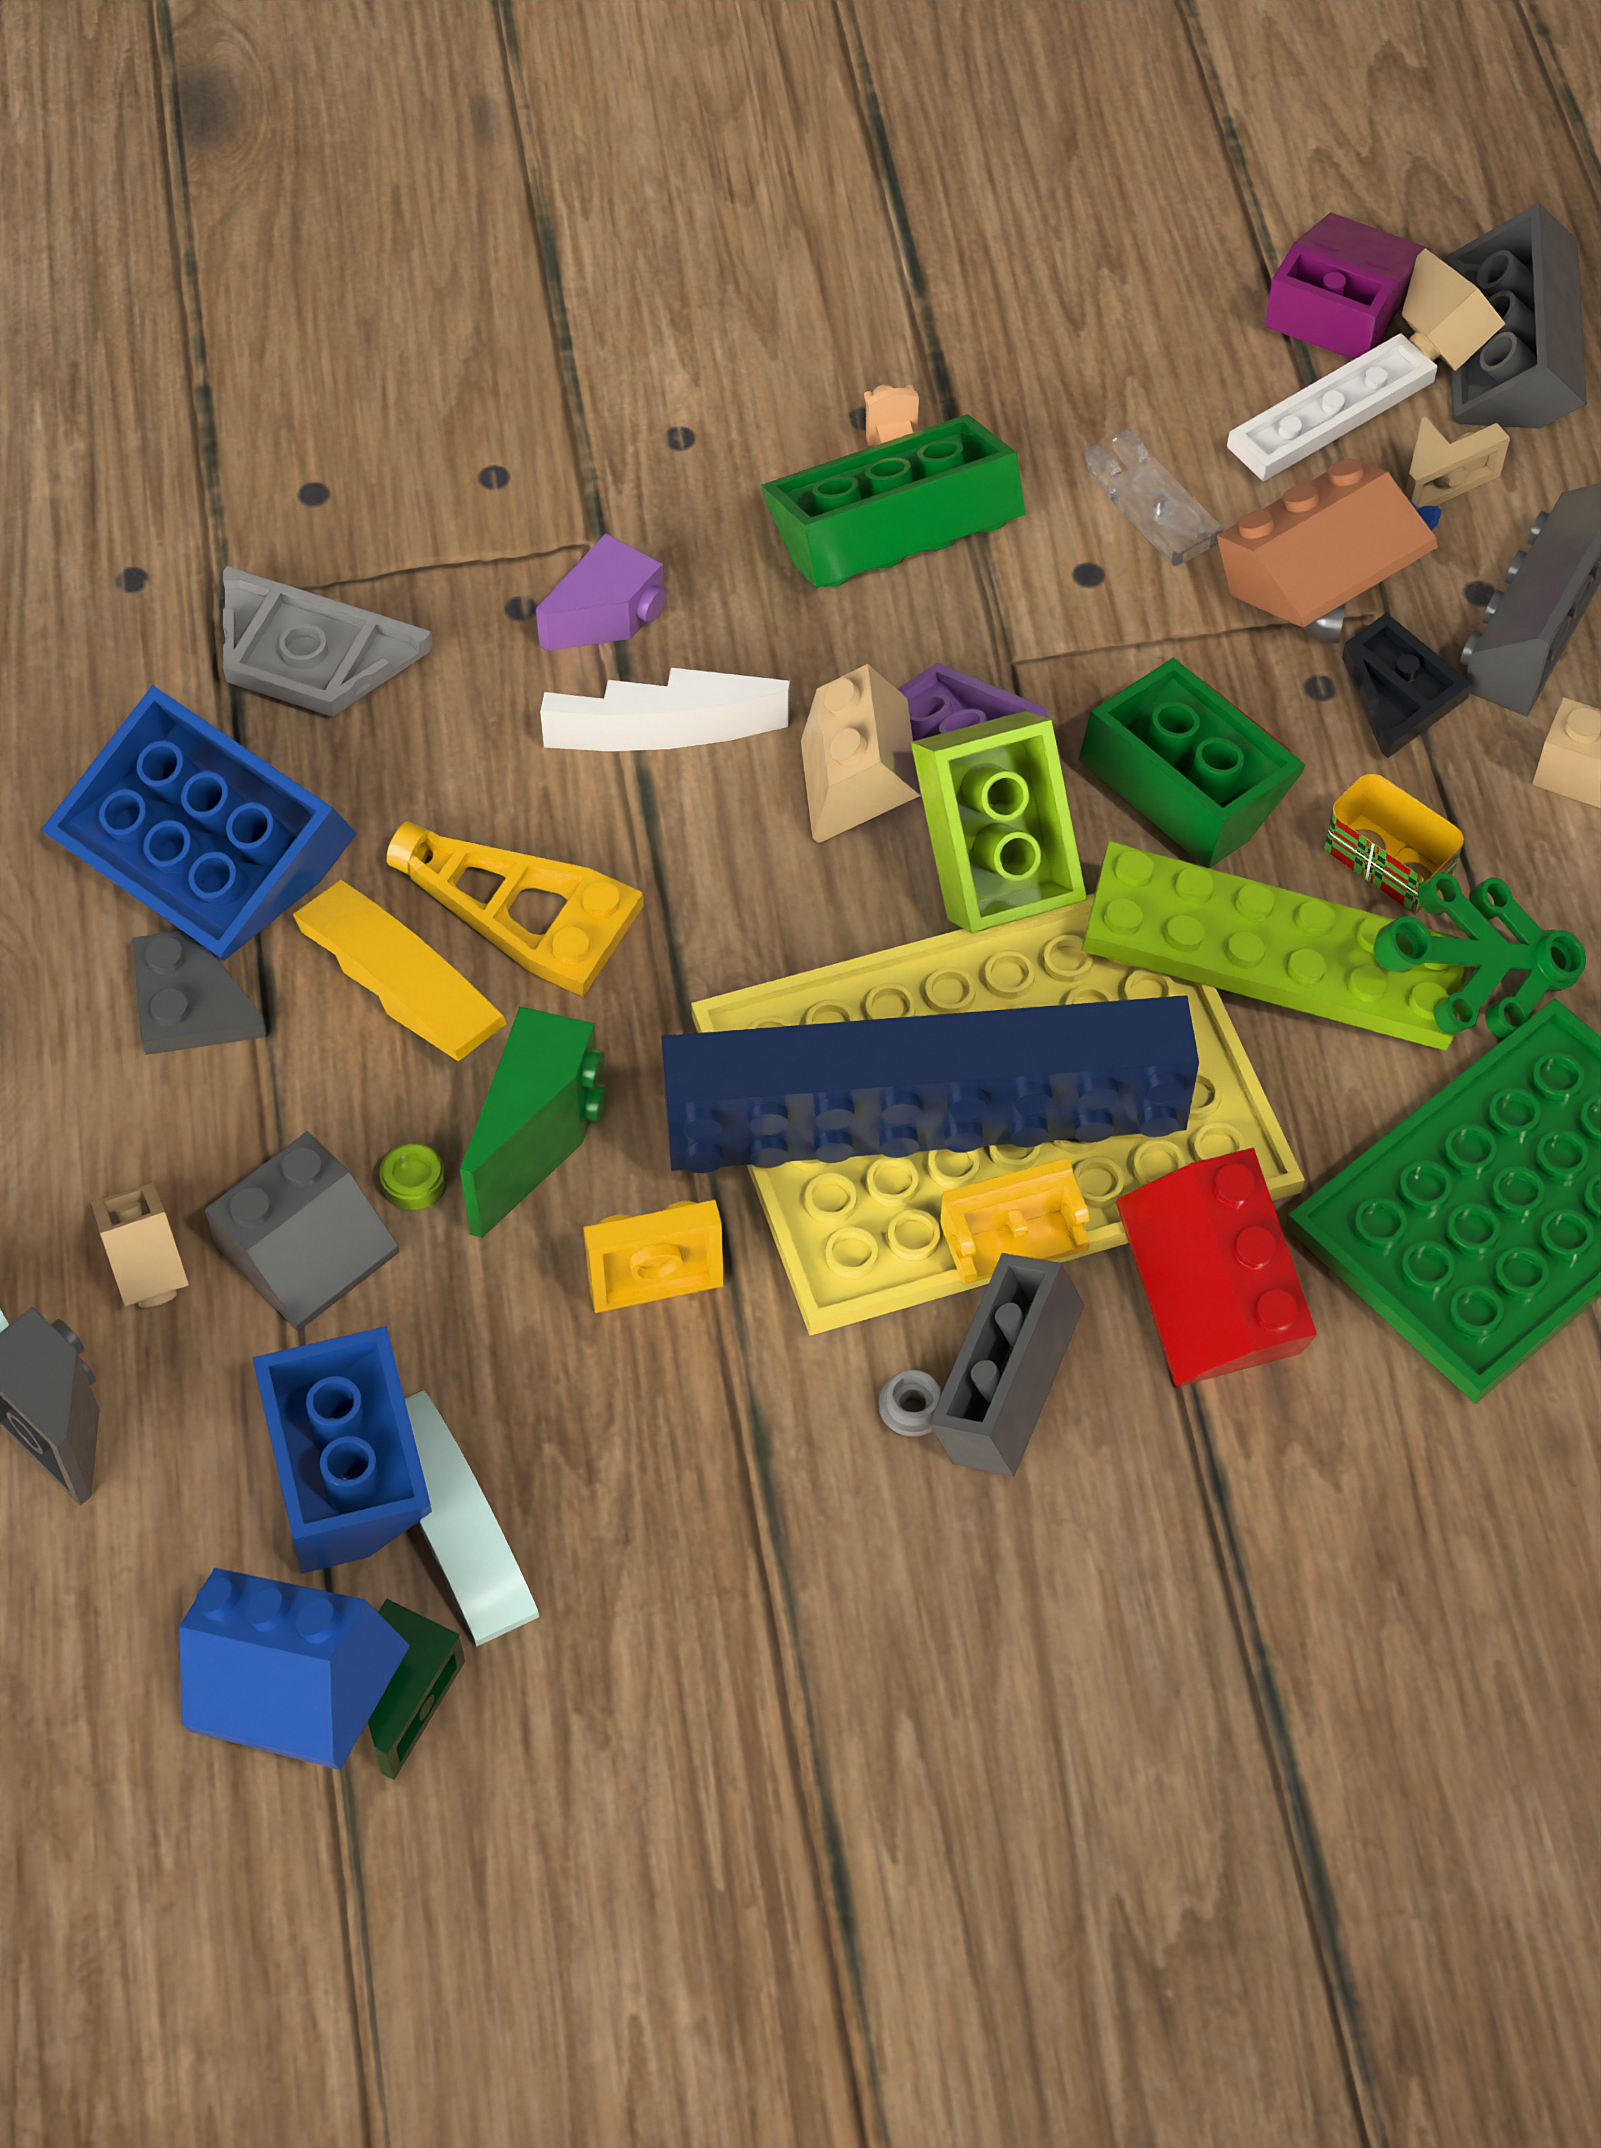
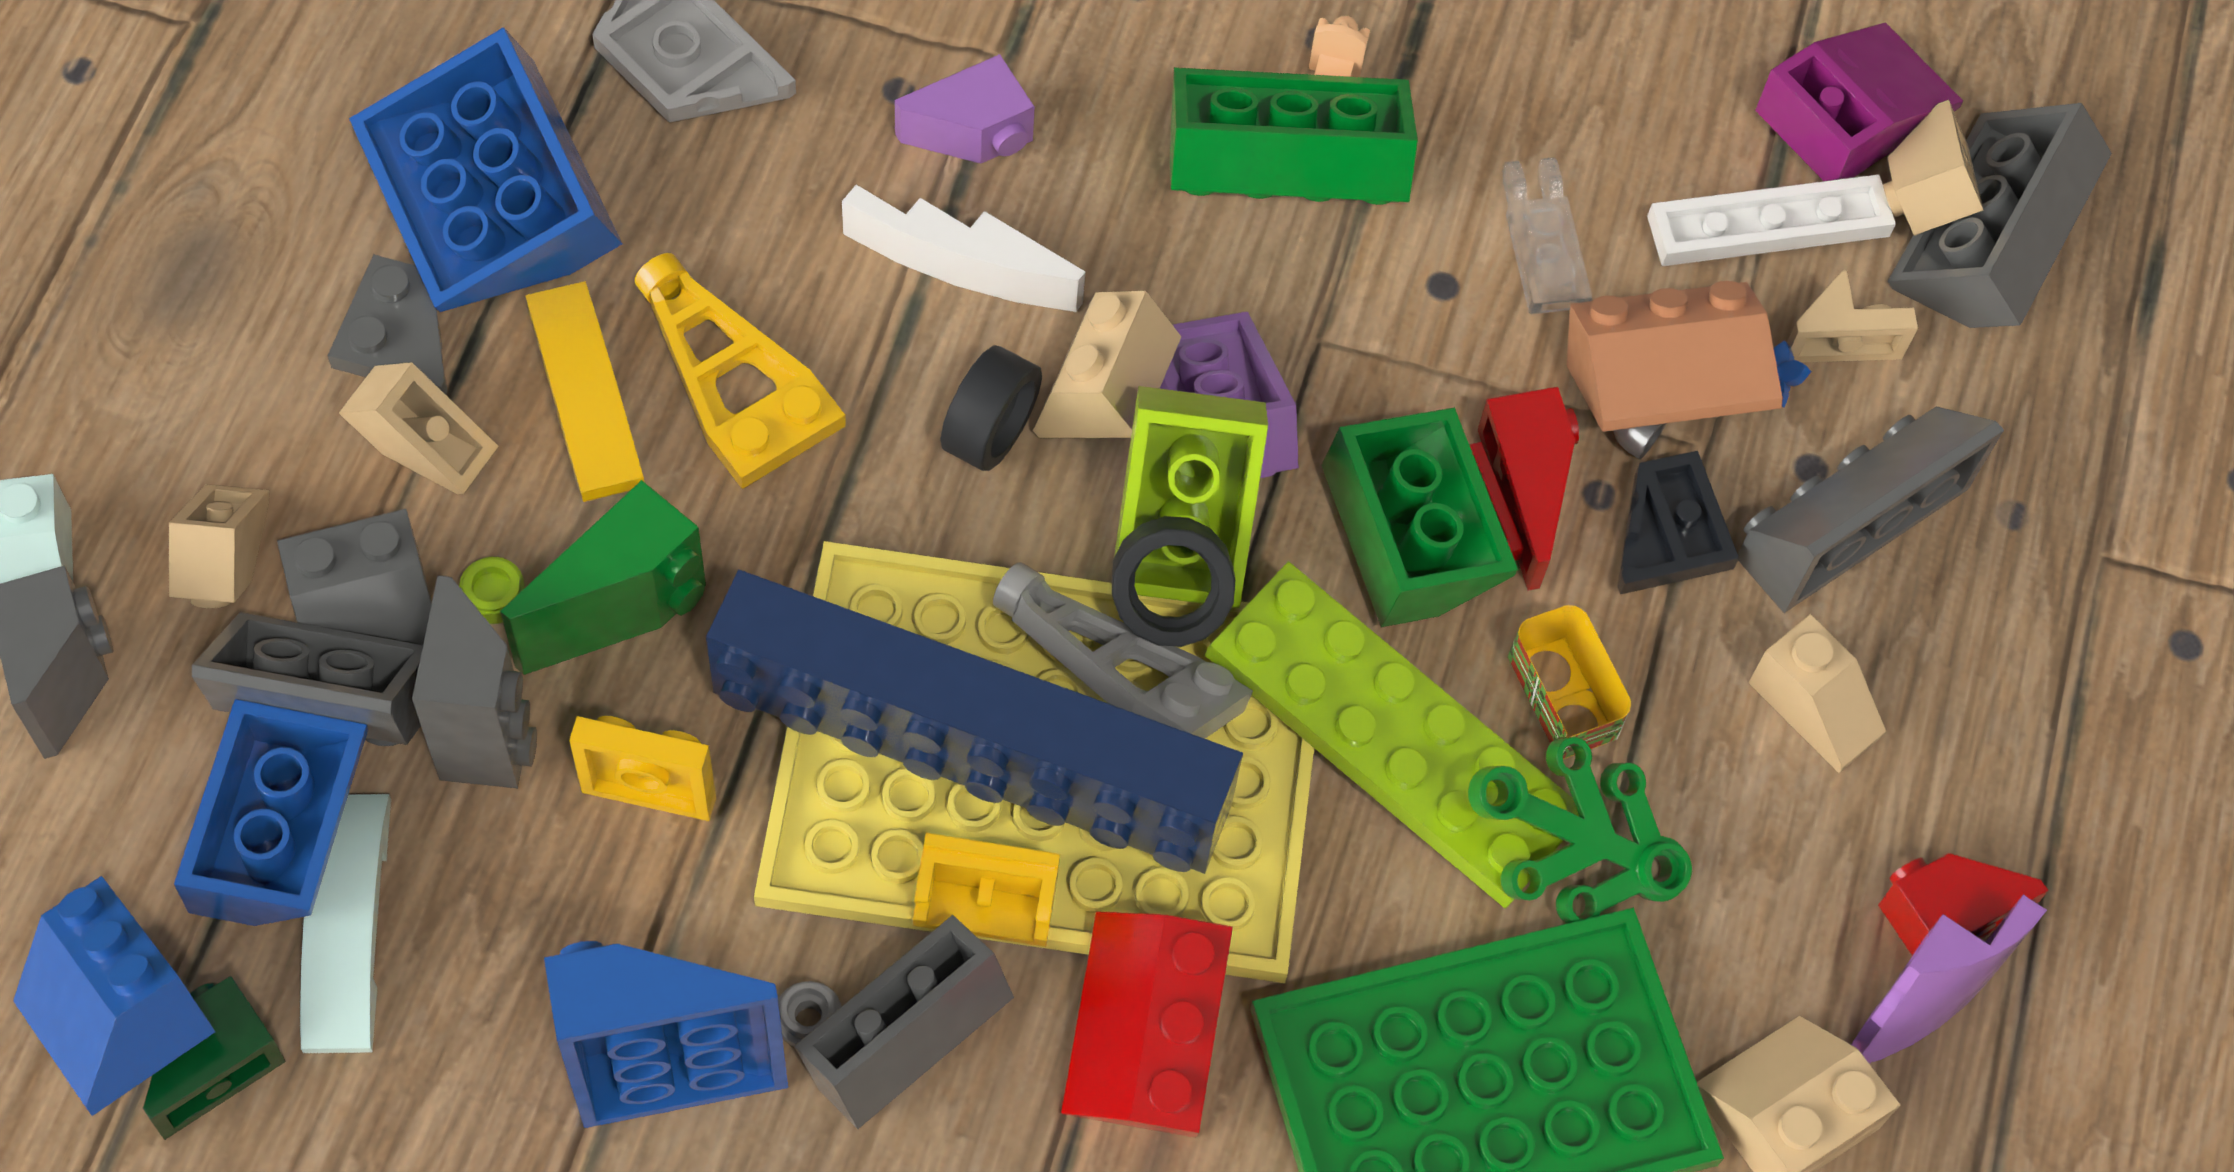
camera: 20 degrees right, 5 degrees up
(263, 1063) = (418, 426): none -> tan slope
(310, 1306) = (314, 673): none -> dark grey slope
(473, 1253) = (471, 696): none -> dark grey slope
(775, 827) = (991, 408): none -> black tyre
(819, 1453) = (660, 1032): none -> blue slope
(991, 978) = (1194, 698): none -> light grey plate
(1072, 903) = (1165, 629): none -> black tyre
(1257, 675) = (1531, 452): none -> red slope

